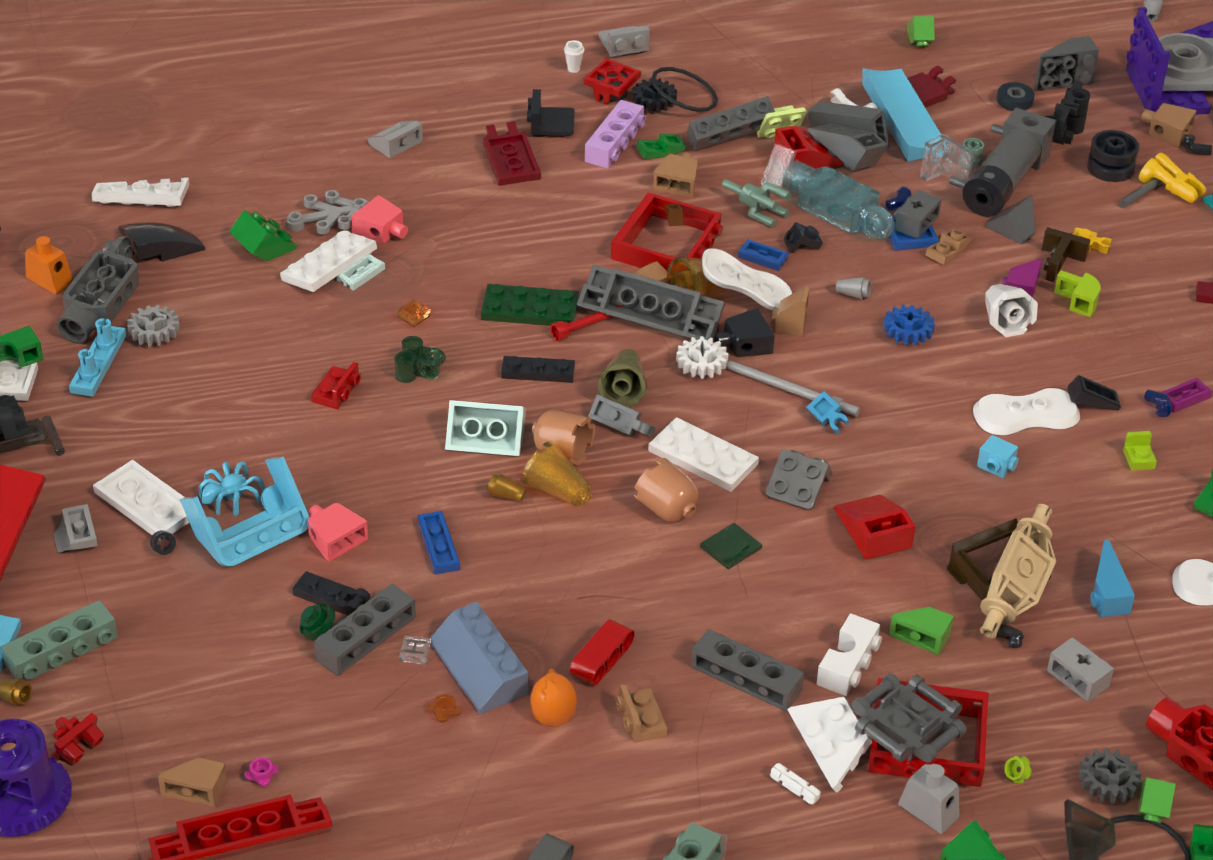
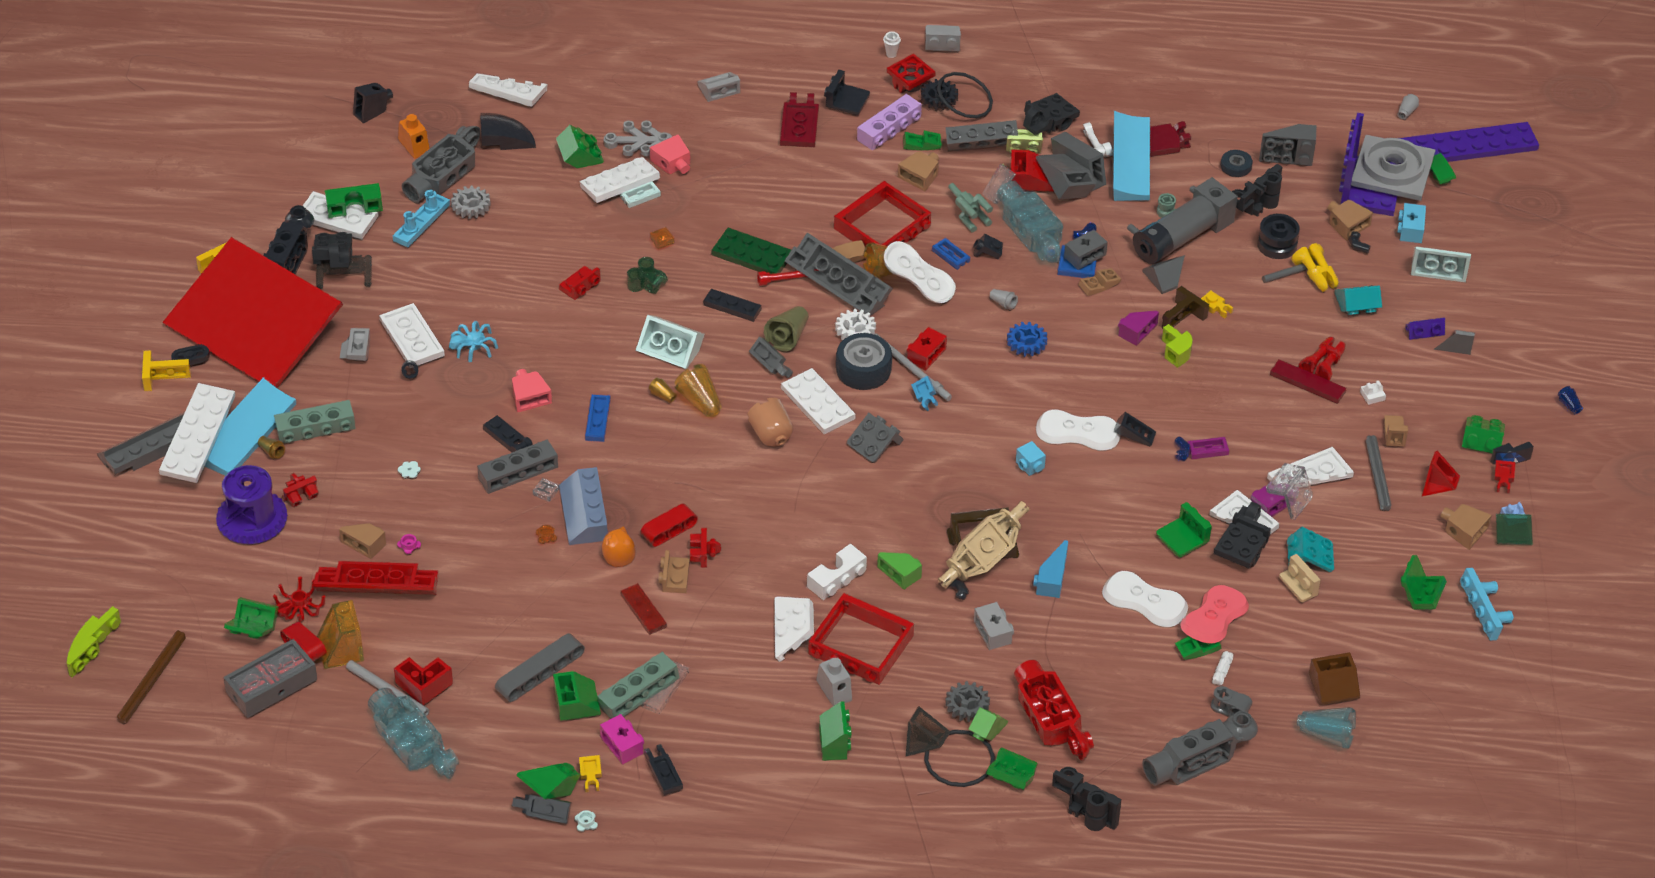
camera: 20 degrees right, 5 degrees up
(217, 671) = (409, 469): none -> light aqua plant
(282, 520) = (475, 379): medium azure windscreen -> none
(316, 620) = (487, 451): dark green plate -> none
(567, 430) = (721, 361): nougat cylinder -> none
(623, 772) = (643, 609): none -> clear red tile
(666, 669) = (700, 554): none -> red hips
(674, 214) = (893, 204): reddish brown piece -> none
(731, 545) = (801, 474): clear green piece -> none
(736, 393) = (864, 361): none -> black wheel
(747, 334) = (898, 316): black torso -> none
(747, 670) = (761, 563): dark grey brick -> none
(790, 88) = (1049, 113): none -> black plate
(792, 313) = (941, 309): medium nougat slope -> none
(795, 783) = (752, 647): white axle -> none
(800, 361) = (926, 348): none -> red brick
(877, 525) = (909, 486): red slope -> none
(906, 721) = (841, 625): dark grey brick -> none
(921, 30) = (1191, 85): bright green slope -> none
(947, 158) = (1133, 204): clear bracket -> none
(1010, 309) = (1109, 347): white cone -> none
(1012, 766) = (907, 679): lime plate -> none
(1138, 450) = (1142, 481): lime bracket -> none

